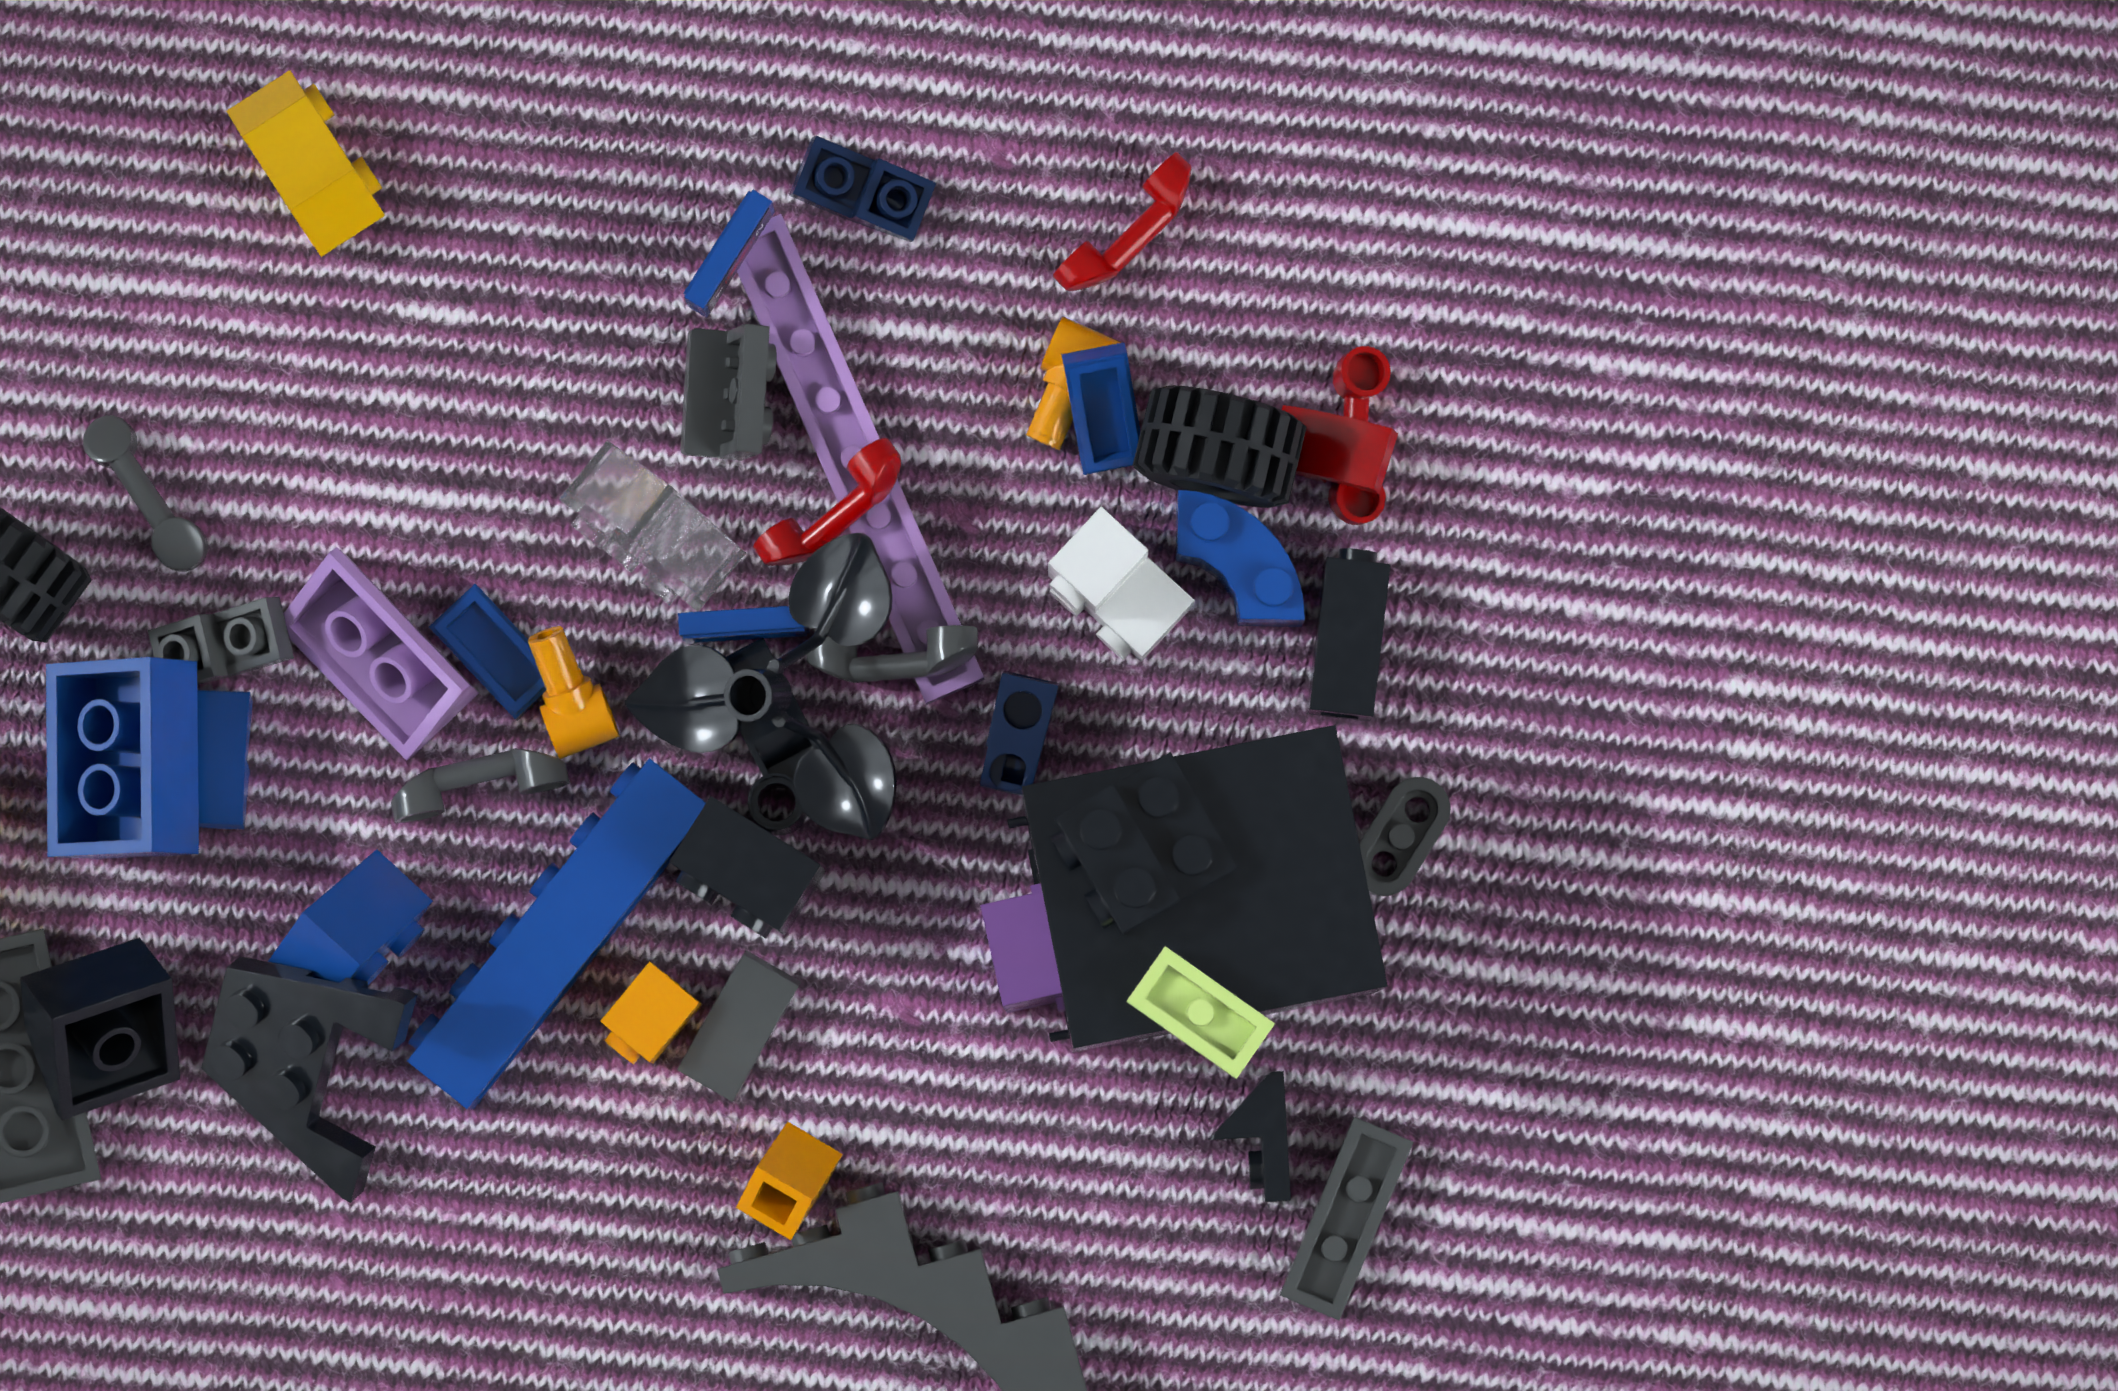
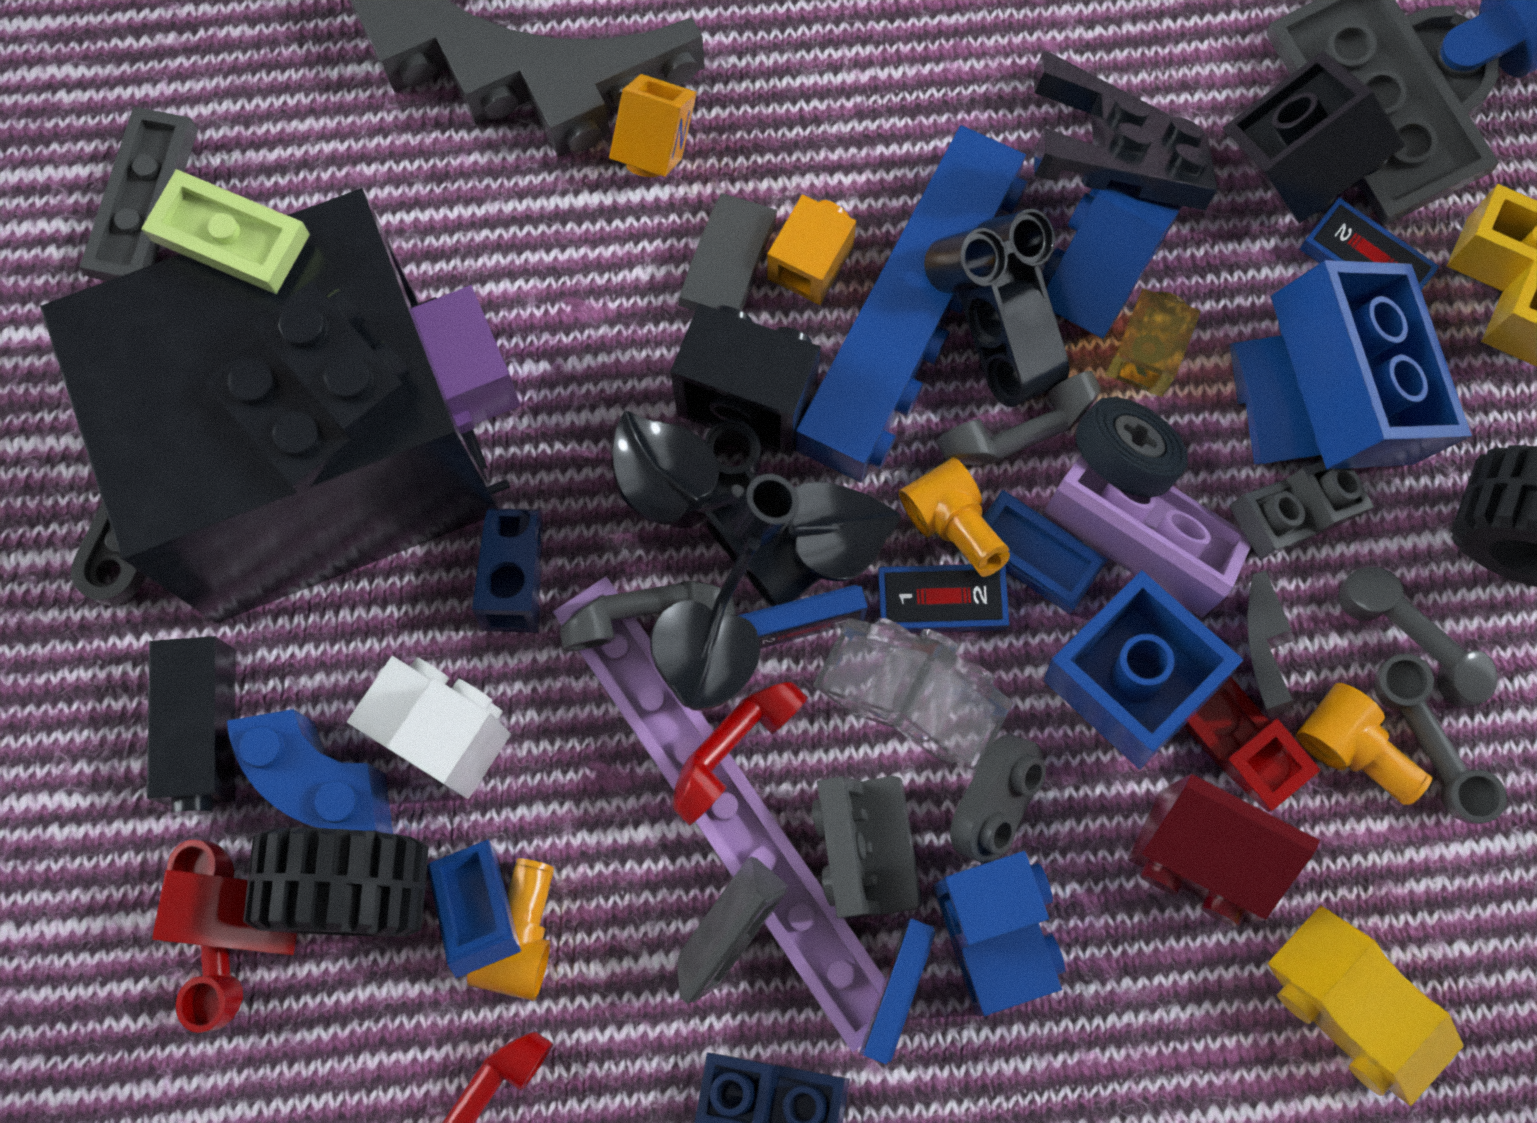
camera: 170 degrees right, 10 degrees down
(71, 899) = (1352, 236): none -> tile
(145, 333) = (1467, 795): none -> dark grey bar
(241, 407) = (1348, 734): none -> light orange pin
(295, 527) = (1266, 631): none -> dark grey slope
(323, 842) = (1153, 341): none -> clear yellow brick
(343, 424) = (1251, 748): none -> red slope
(403, 734) = (1131, 447): none -> black bush
(405, 321) = (1220, 851): none -> dark red slope
(429, 502) = (1141, 669): none -> blue brick
(469, 902) = (1005, 301): none -> black piece
(594, 414) = (997, 798): none -> dark grey plate
(604, 621) = (943, 598): none -> tile
(623, 290) = (997, 935): none -> blue brick
(873, 344) = (728, 929): none -> dark grey slope

